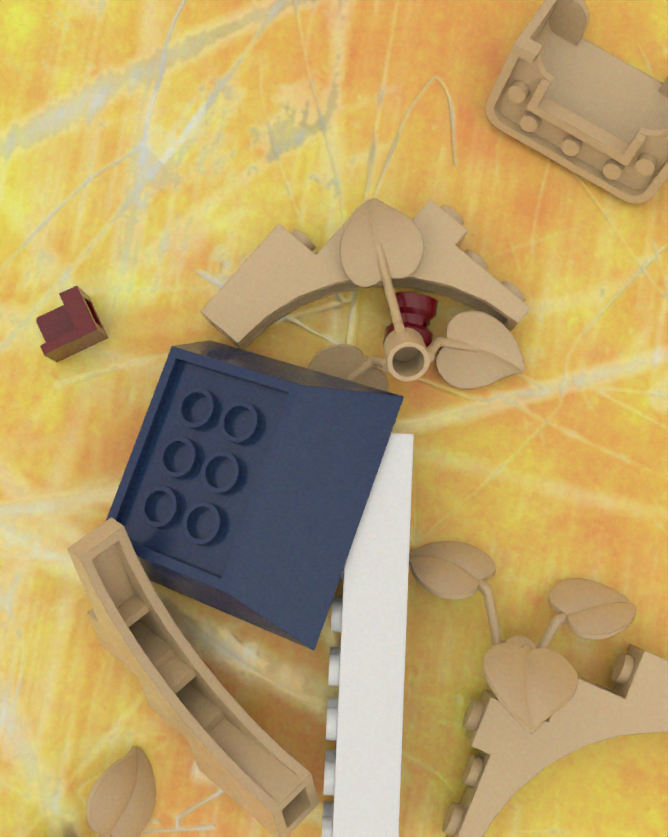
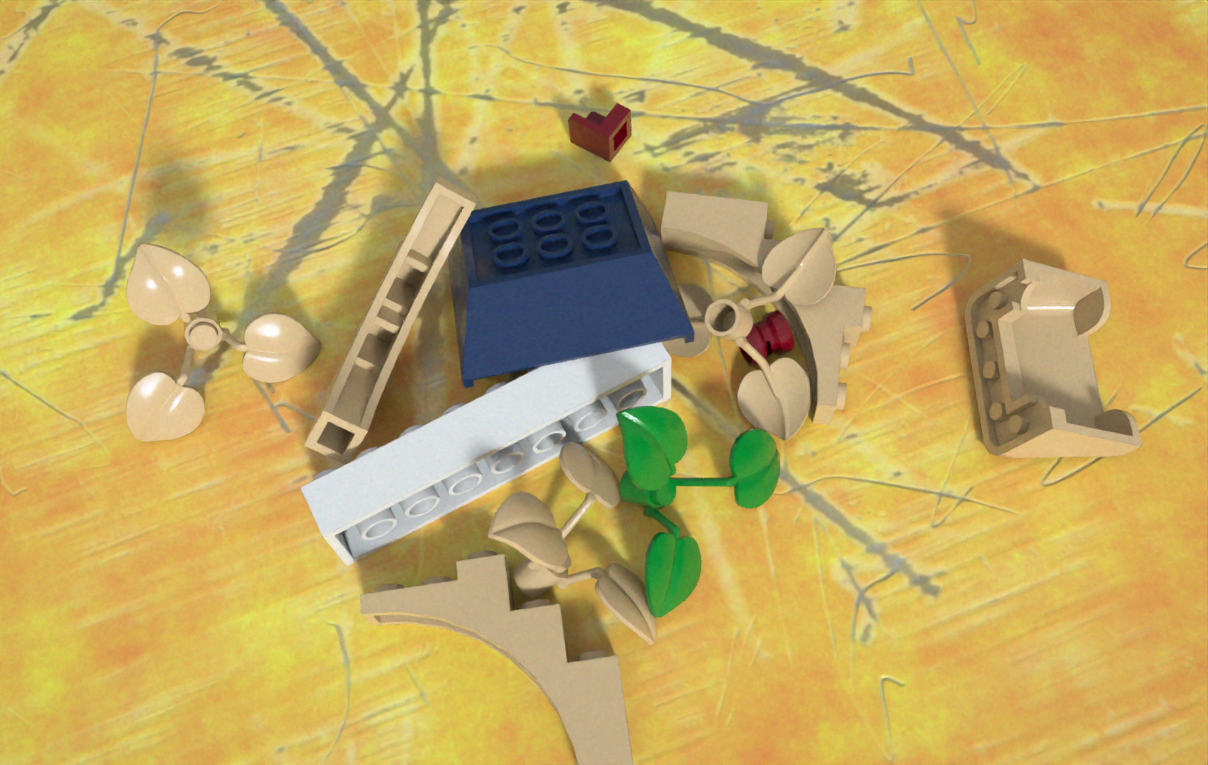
camera: 60 degrees right, 20 degrees down
(509, 516) = (652, 445): none -> green plant

